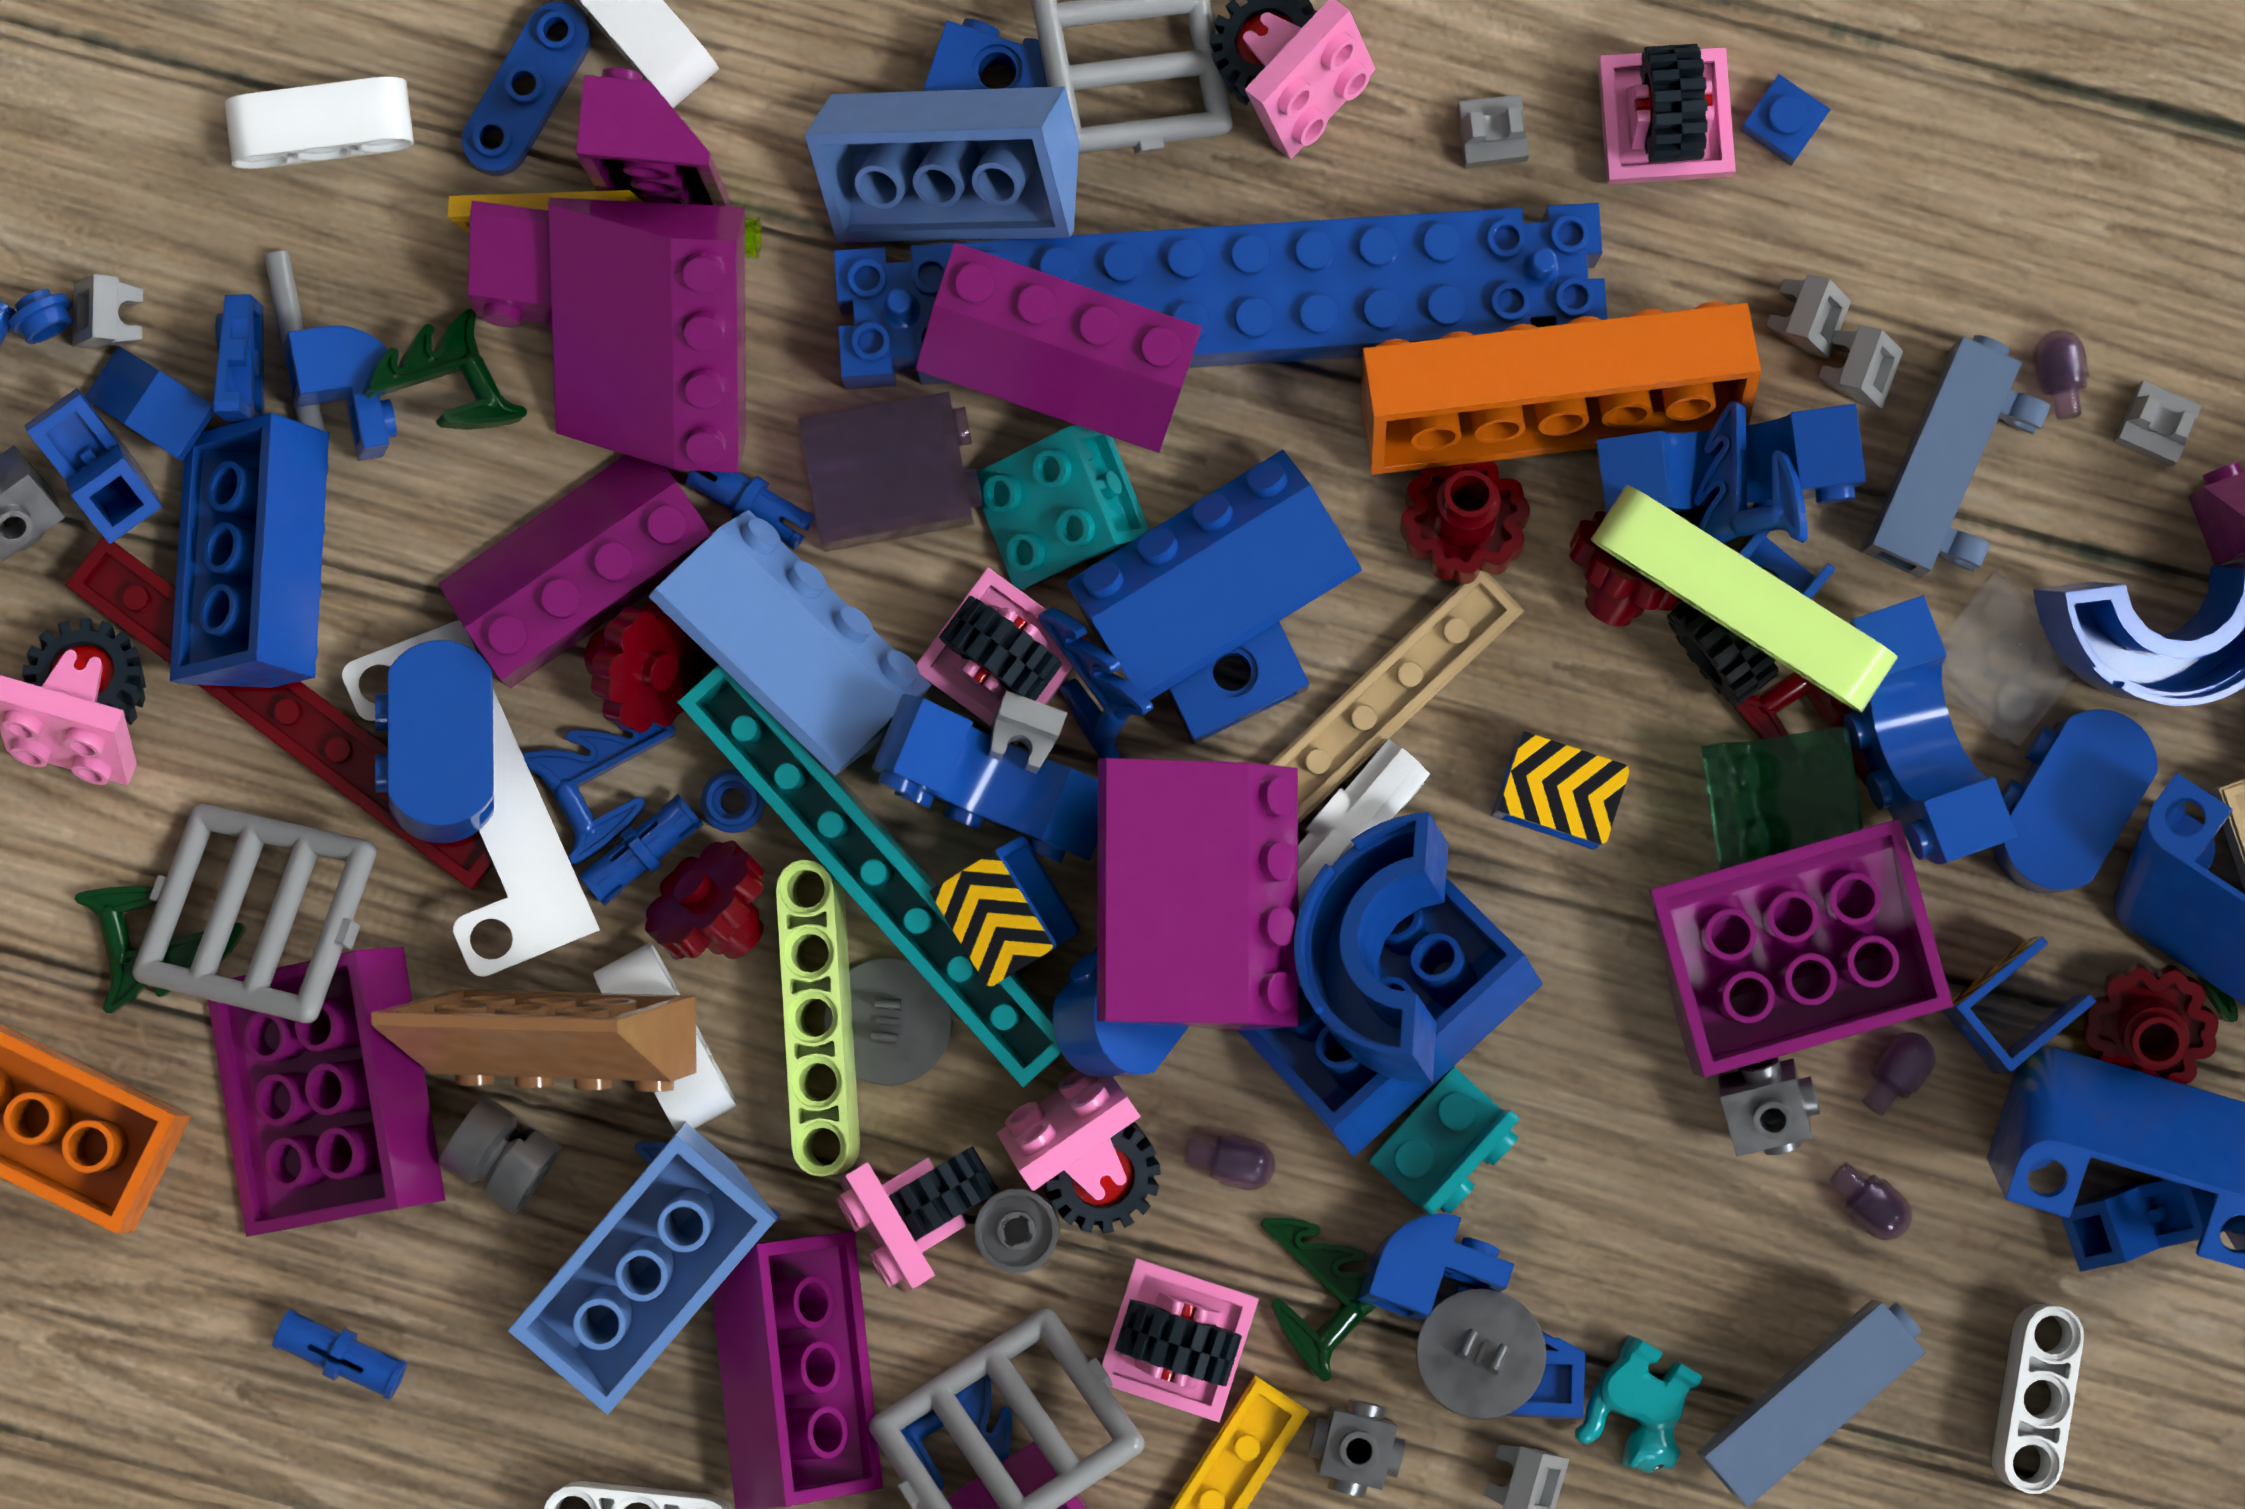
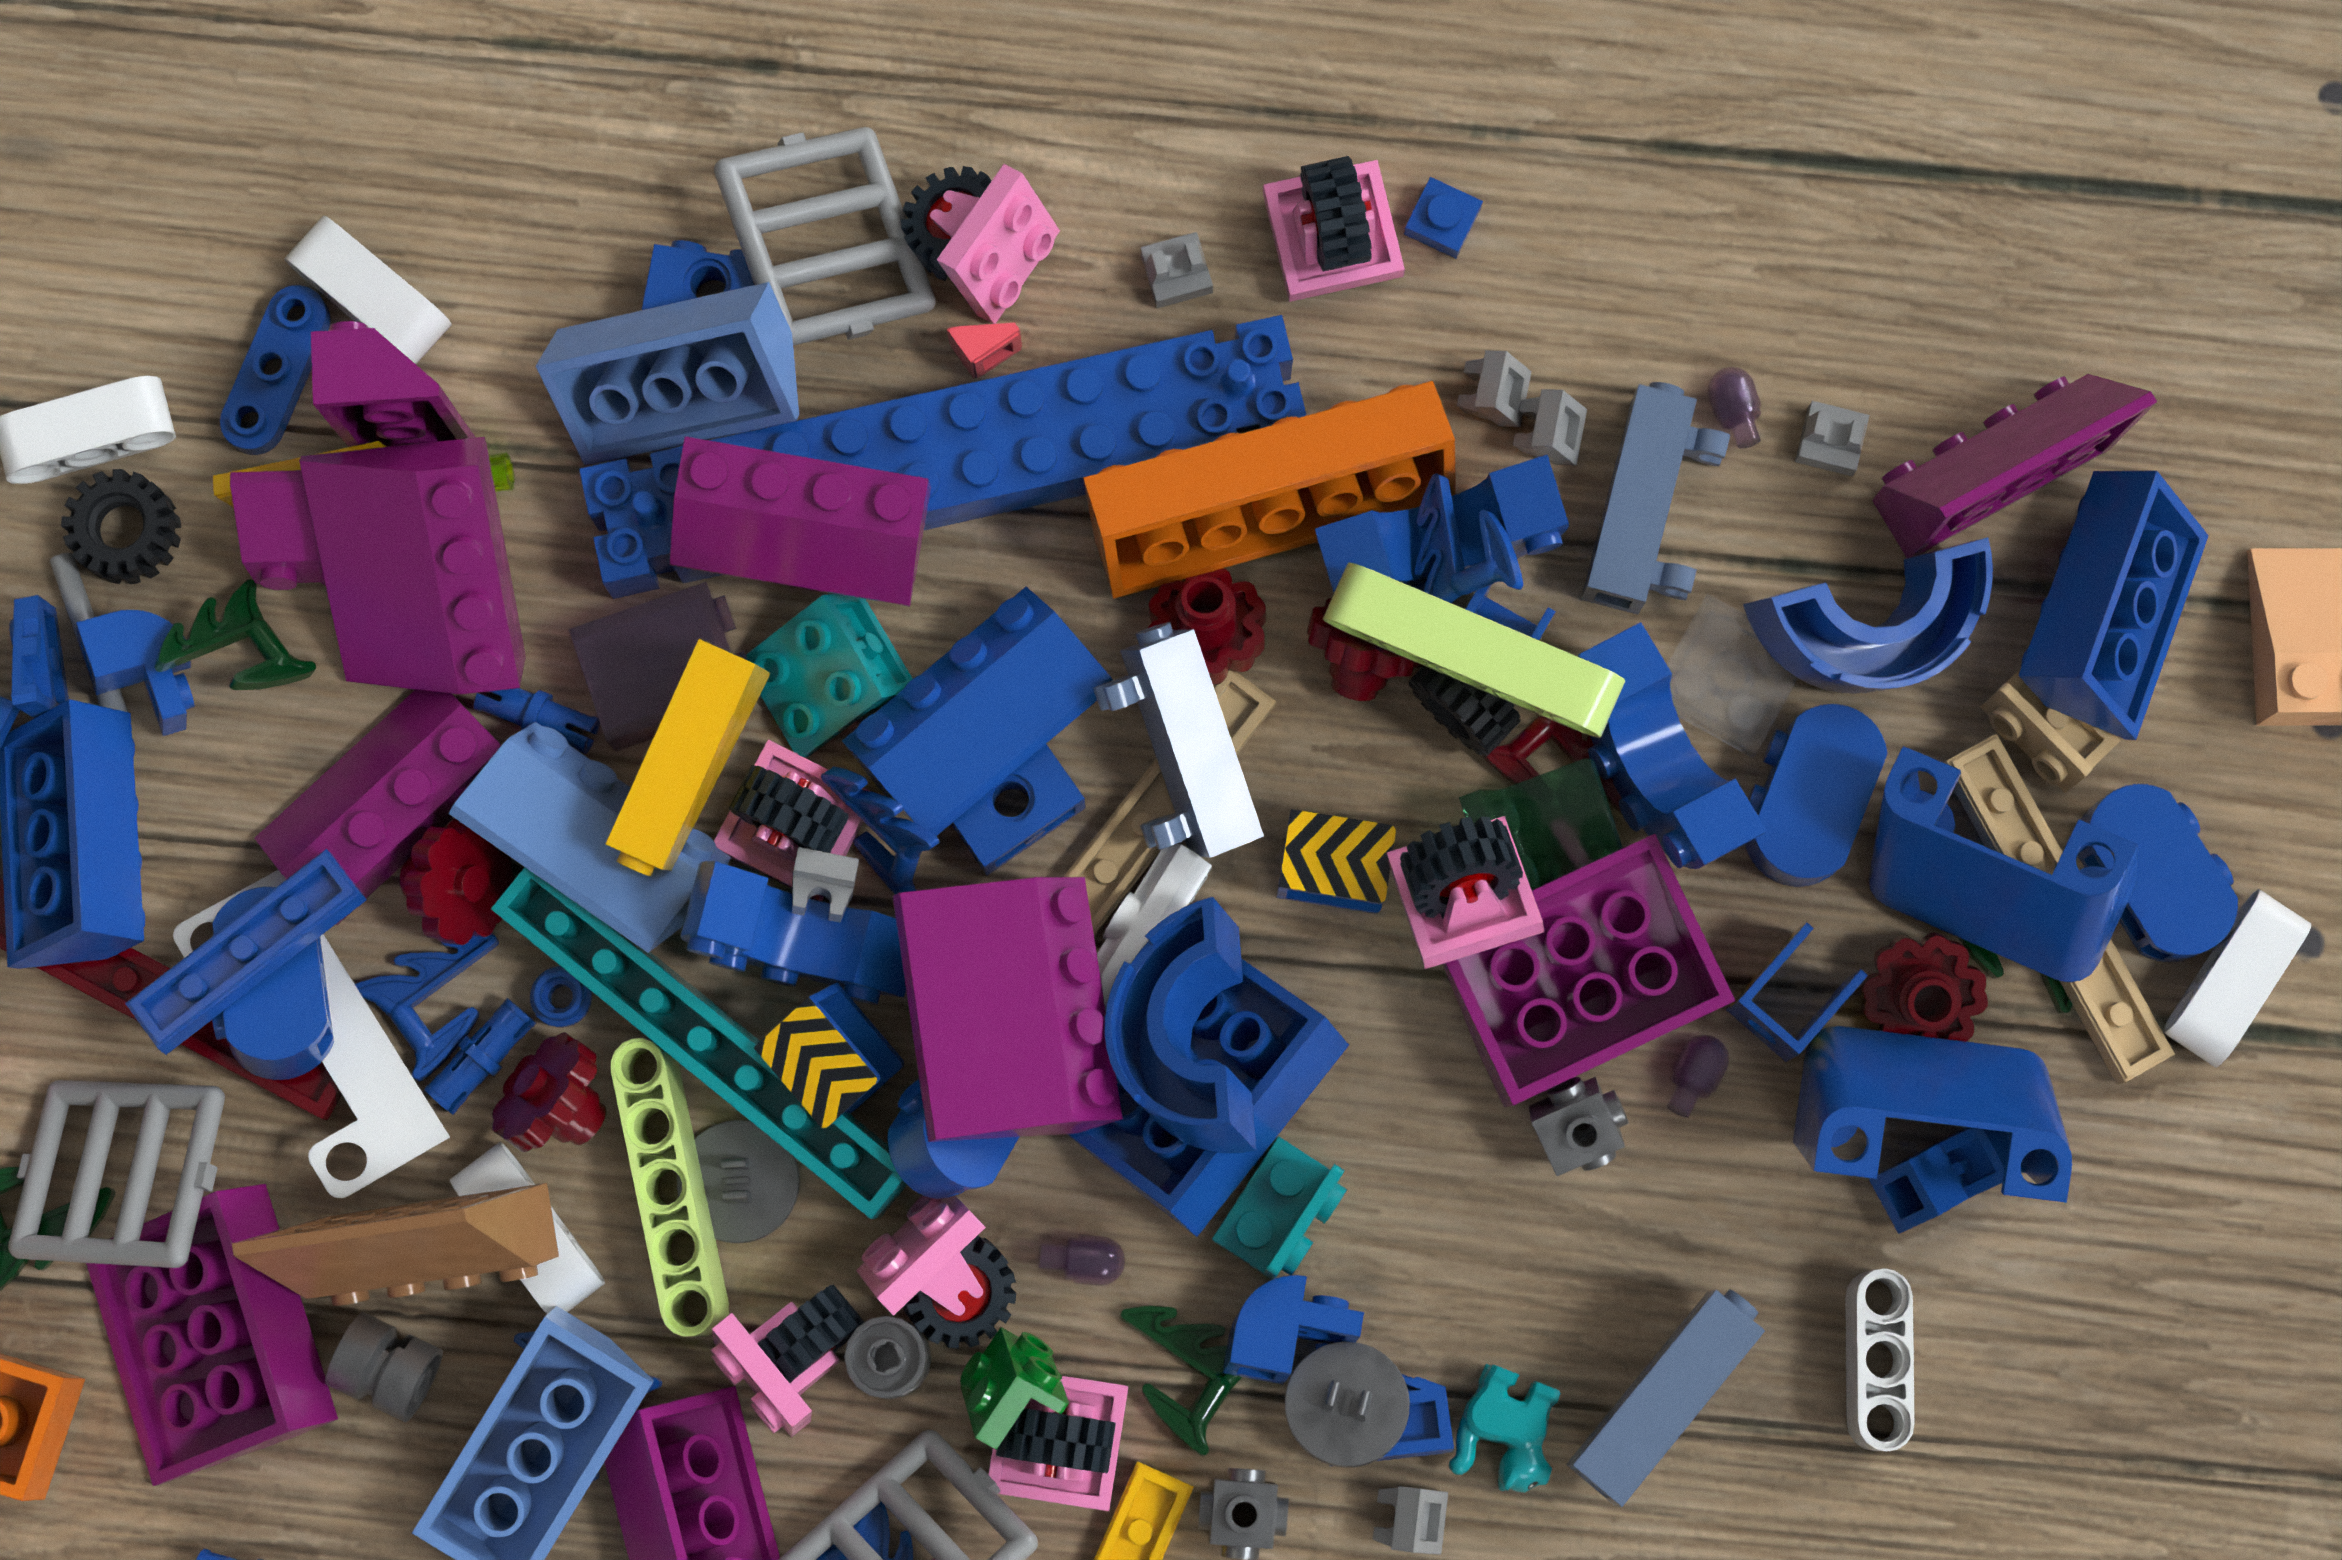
camera: 10 degrees left, 5 degrees down
(333, 196) = (96, 502): none -> black tyre
(420, 708) = (245, 952): none -> blue tile
(903, 580) = (686, 757): none -> yellow slope
(1135, 1275) = (1004, 1380): none -> green bracket
(1277, 183) = (984, 345): none -> coral slope
(1428, 643) = (1189, 742): none -> brick
(1692, 849) = (1464, 890): none -> plate
(1873, 1203) = (1694, 1201): clear purple cylinder -> none

